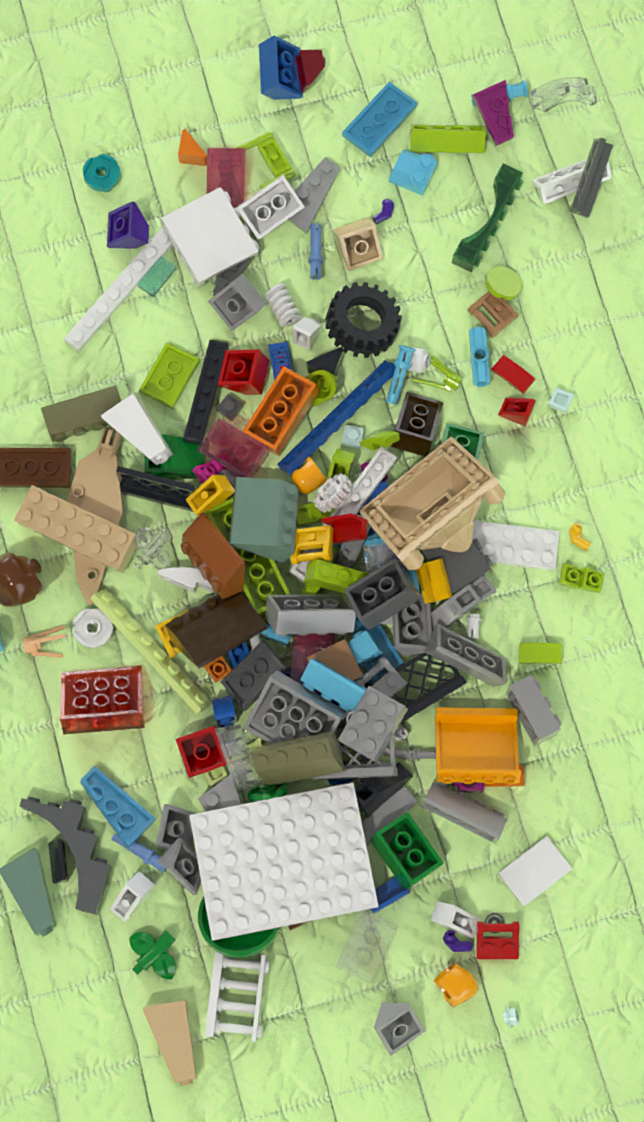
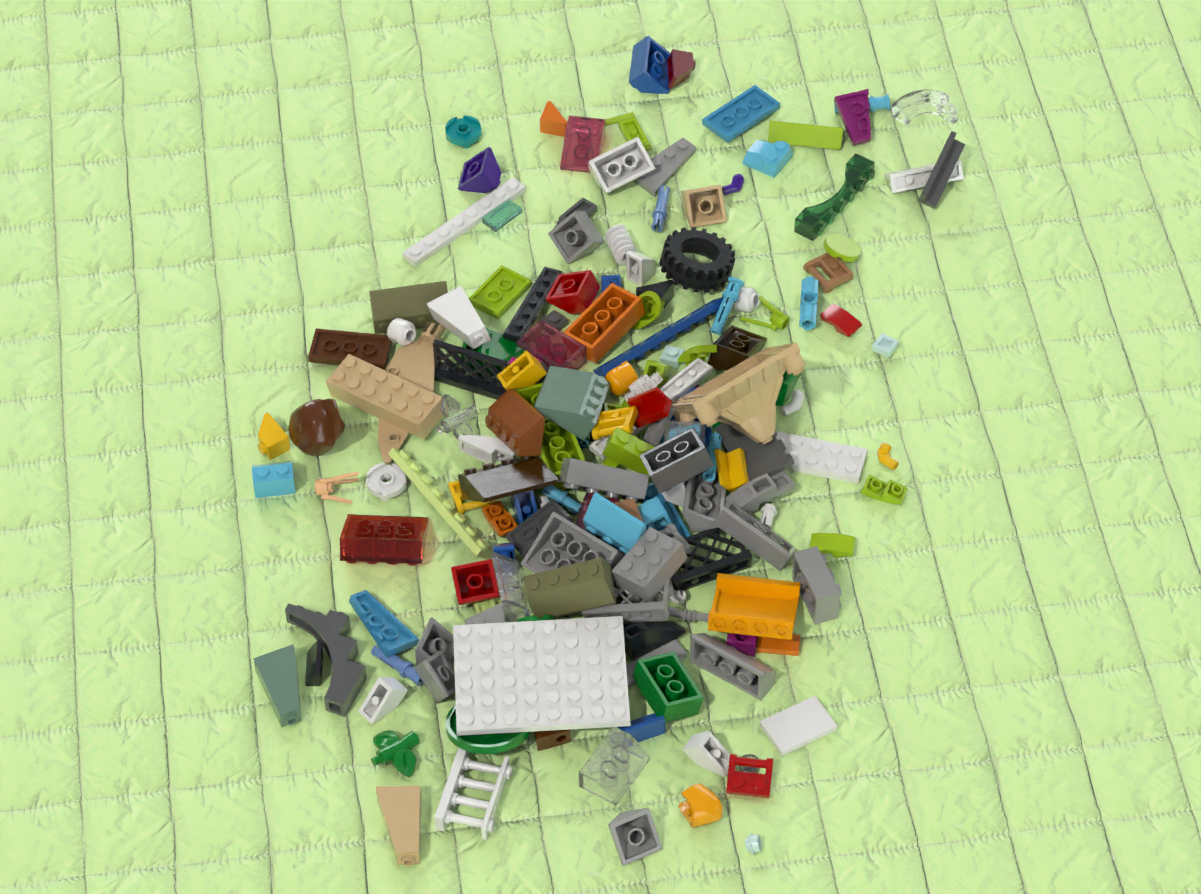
camera: 10 degrees right, 25 degrees down
(79, 445) = (401, 331): none -> white head
(209, 236) = (557, 183): white panel -> none
(455, 944) = (705, 777): dark purple arm -> none
(517, 410) = (842, 349): red slope -> none

